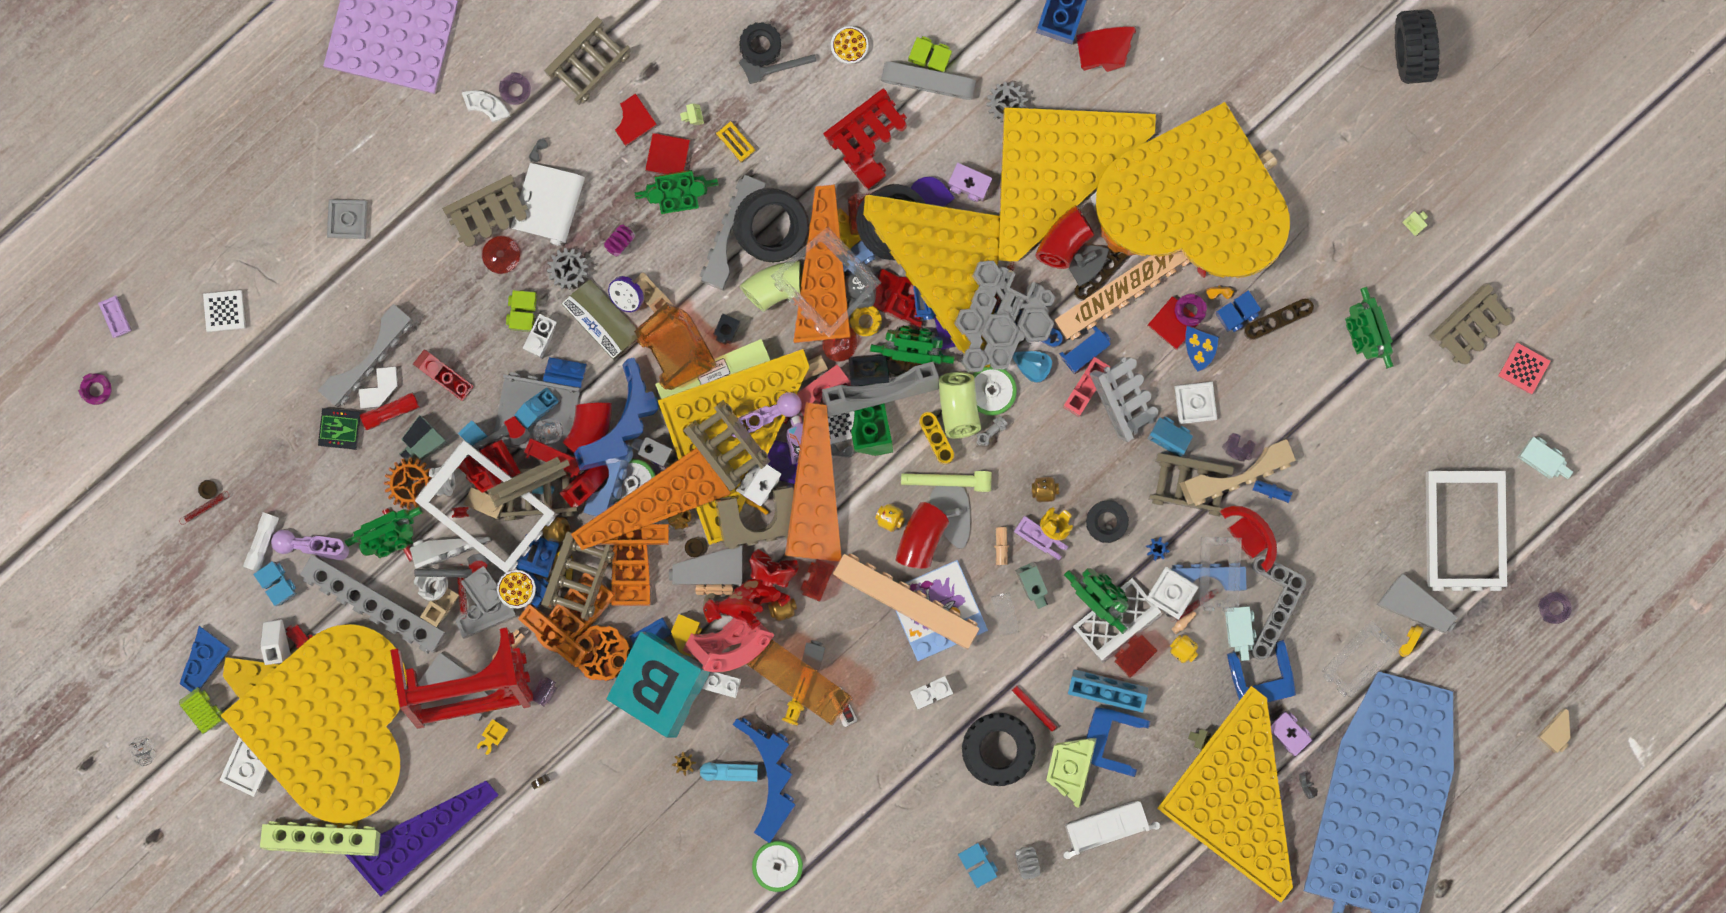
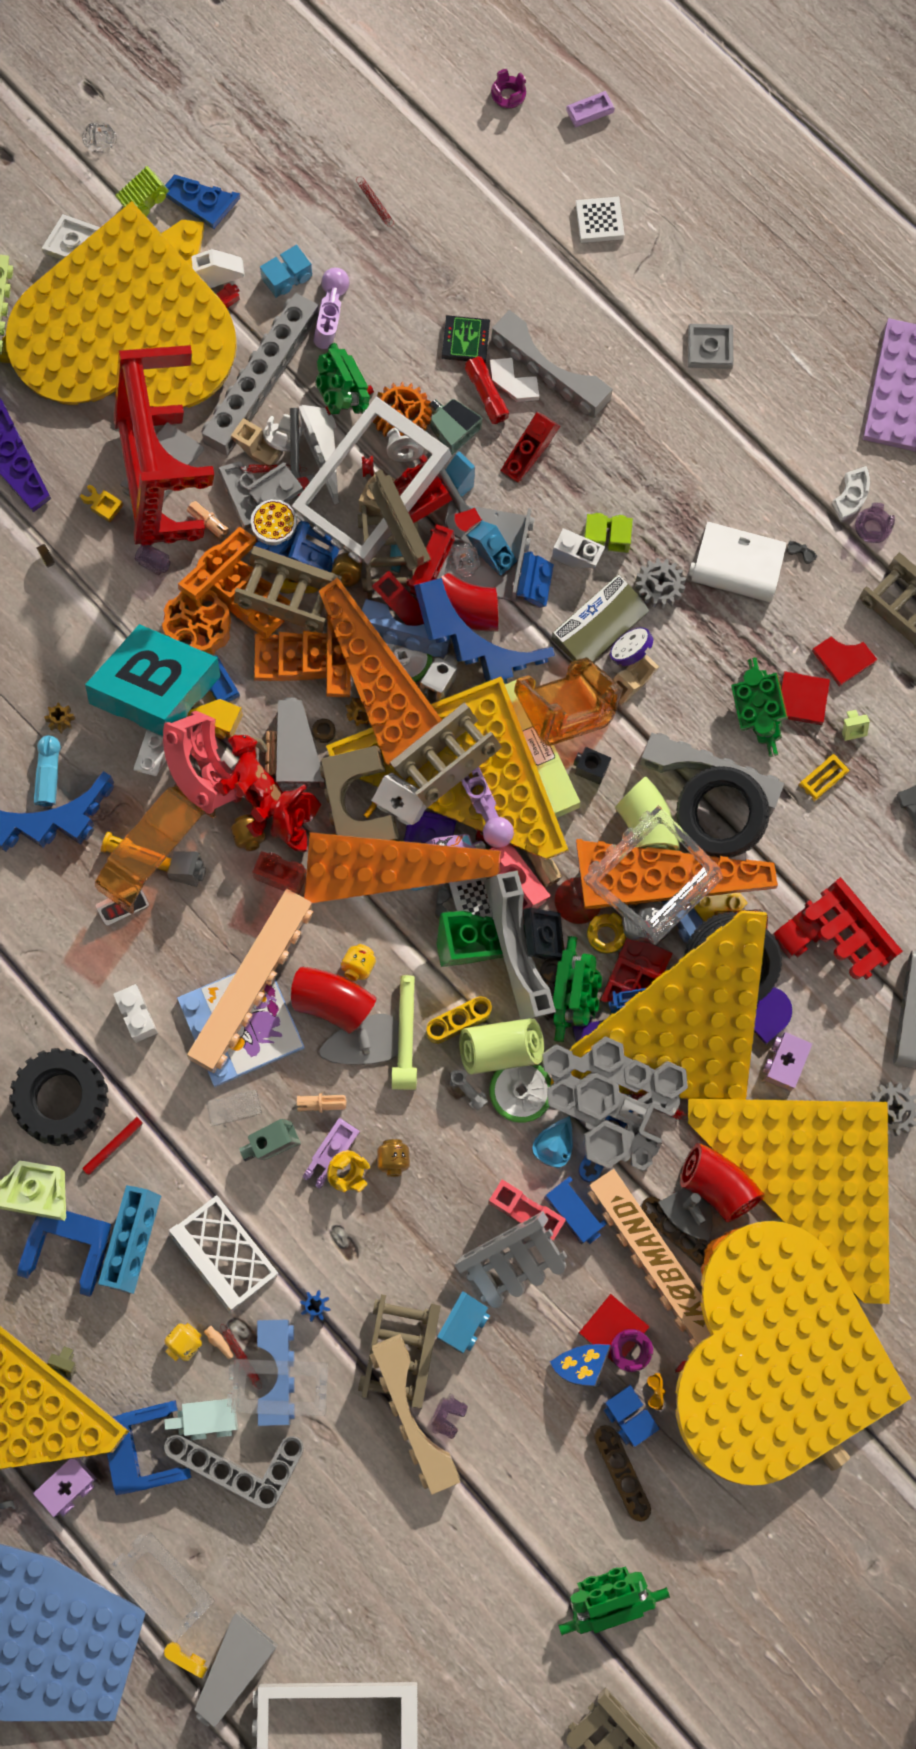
camera: 85 degrees right, 10 degrees down
(208, 489) = (395, 205): dark brown tile -> none
(260, 543) = (319, 252): white axle -> none
(476, 211) = (743, 496): dark tan fence -> none
(503, 264) = (674, 521): clear red dish -> none
(619, 240) = (697, 639): magenta gear -> none
(1092, 521) = (345, 1221): black tyre -> none
(1101, 596) = (252, 1229): green piece -> none
(1135, 655) = (174, 1275): clear red brick -> none
(1172, 593) = (254, 1323): white tile -> none
(1195, 403) = (508, 1358): white tile -> none
(1254, 534) = (331, 1433): red piece -> none
(1272, 491) = (391, 1463): blue pin -> none
(1415, 222) = (760, 1669): yellowish green tile -> none

